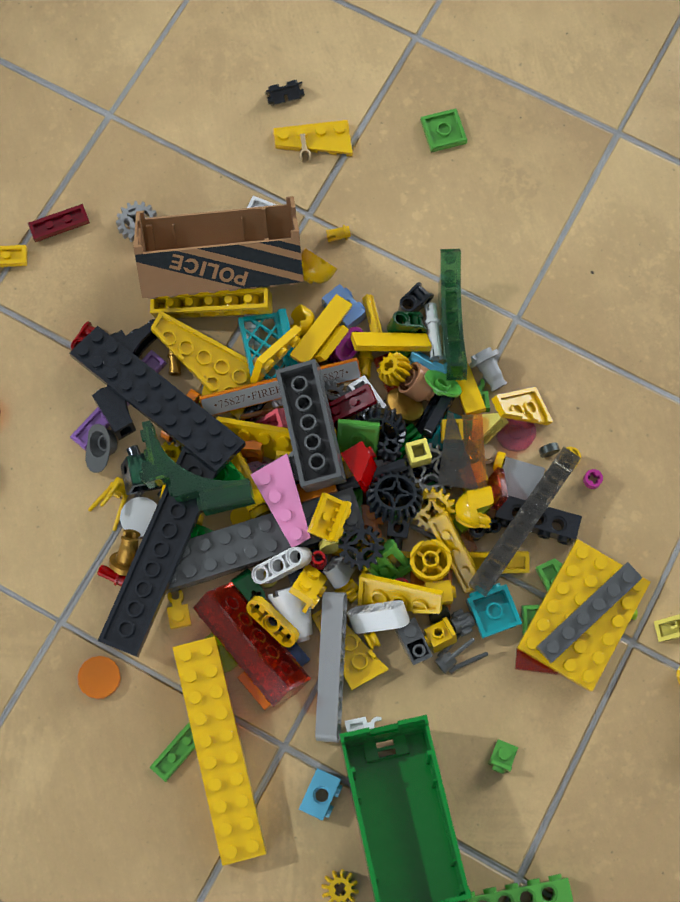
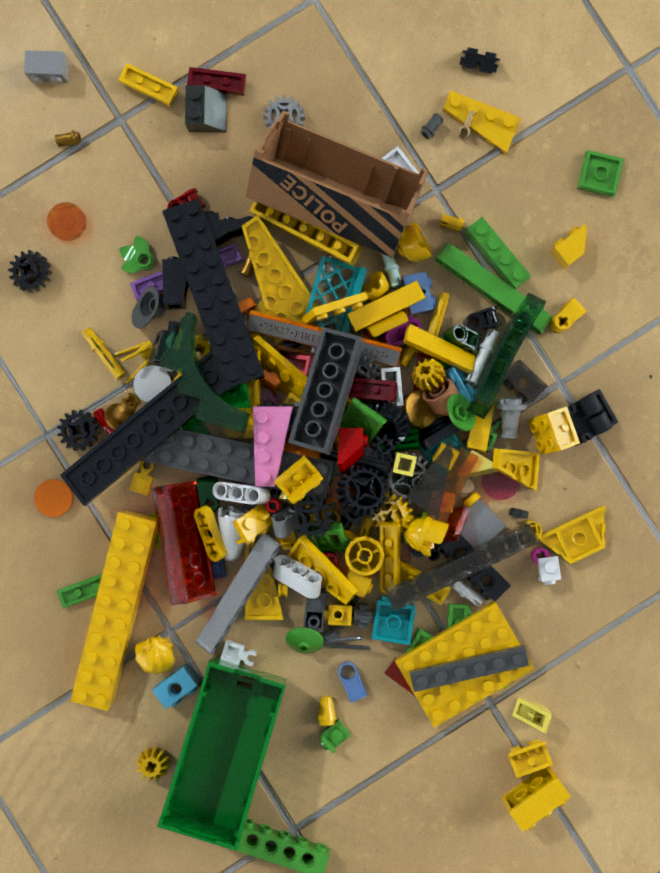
camera: 30 degrees right, 15 degrees up
(61, 251) = (205, 109): none -> pearl dark grey slope
(62, 409) = (135, 254): none -> bright green plate
(69, 509) = (90, 335): none -> yellow pin
(91, 587) = (74, 436): none -> black gear
(274, 164) = (429, 129): none -> dark grey pin
(283, 772) = (155, 655): none -> yellow hair
(307, 299) = (391, 269): none -> light aqua pin
(394, 239) = (496, 253): none -> bright green brick
(400, 268) = (487, 283): none -> bright green beam
(416, 534) = (367, 525): none -> yellow pin
(419, 670) = (304, 640): none -> bright green dish
(455, 202) = (571, 248): none -> yellow slope
(476, 325) = (534, 386): none -> clear smoke brick
(481, 736) = (326, 711): none -> yellow cone
(487, 256) = (568, 315): none -> yellow piece
(493, 697) = (353, 685): none -> medium blue piece
(534, 359) = (553, 431): none -> yellow bracket
(543, 547) = (466, 591): none -> white pin
(554, 337) = (591, 416): none -> black plate
(608, 485) = (549, 570): none -> white bracket
(615, 442) = (577, 536): none -> yellow wing

